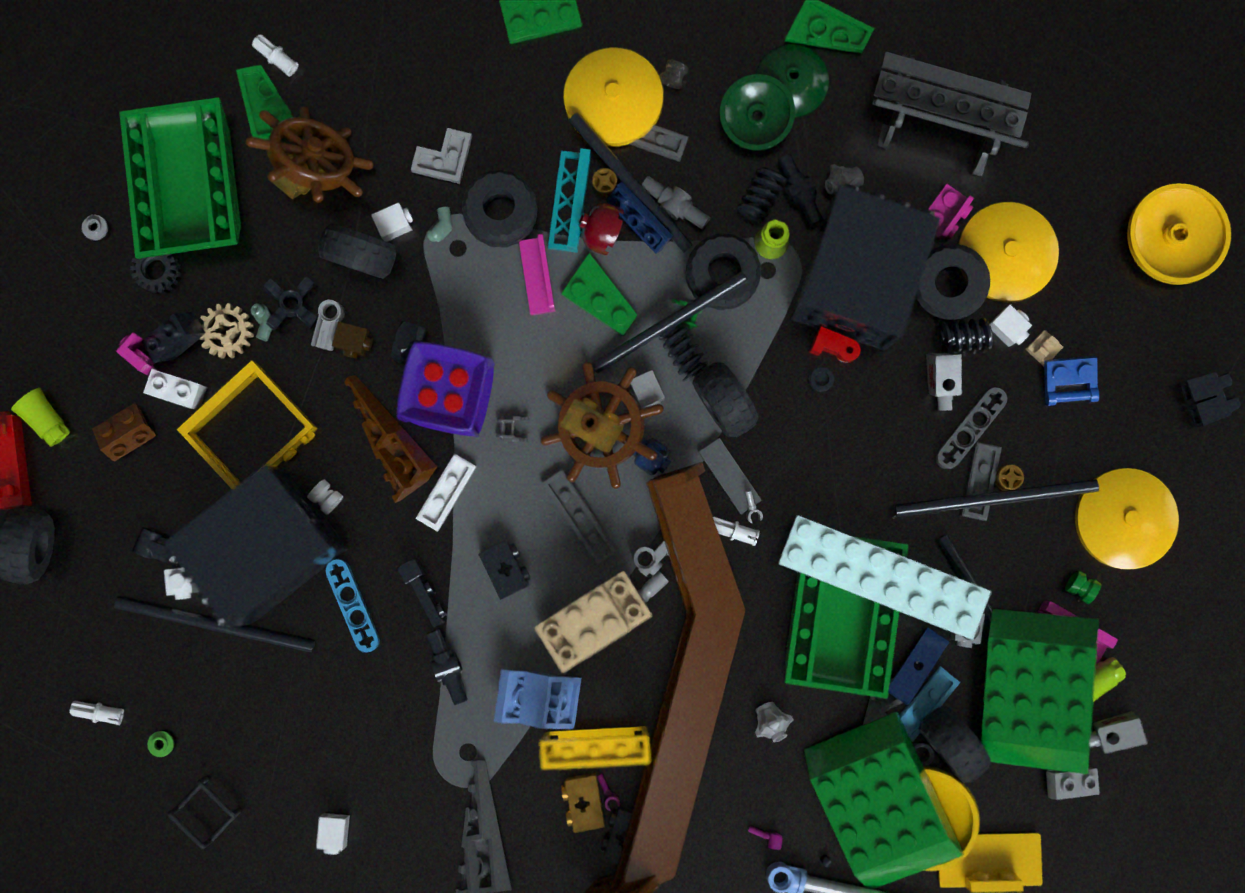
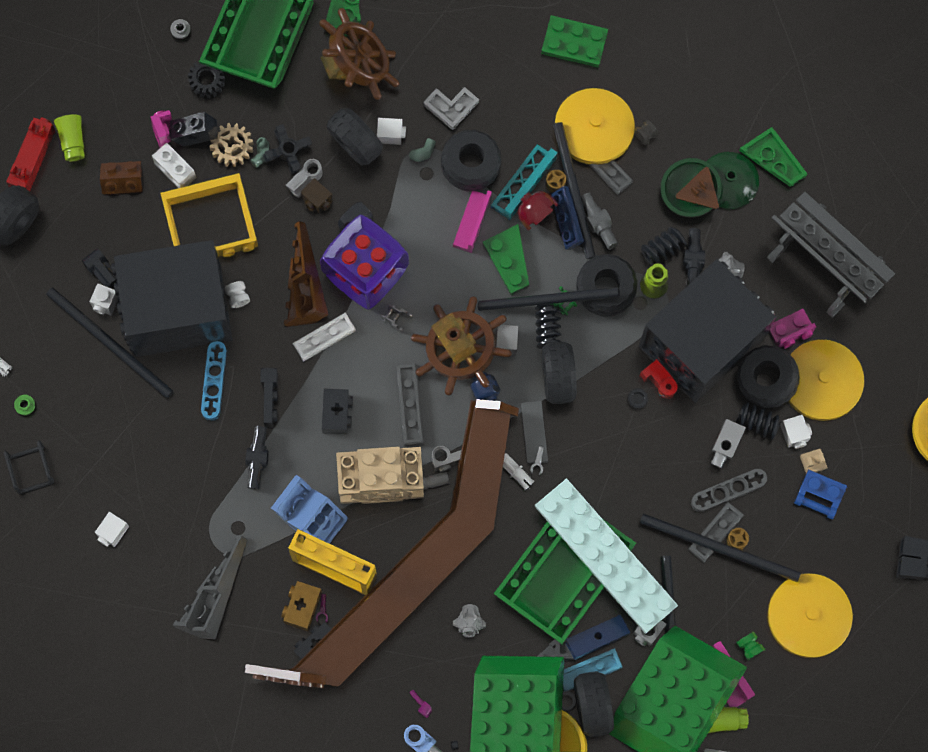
camera: 25 degrees right, 10 degrees down
(770, 110) = (700, 190): none -> reddish brown piece

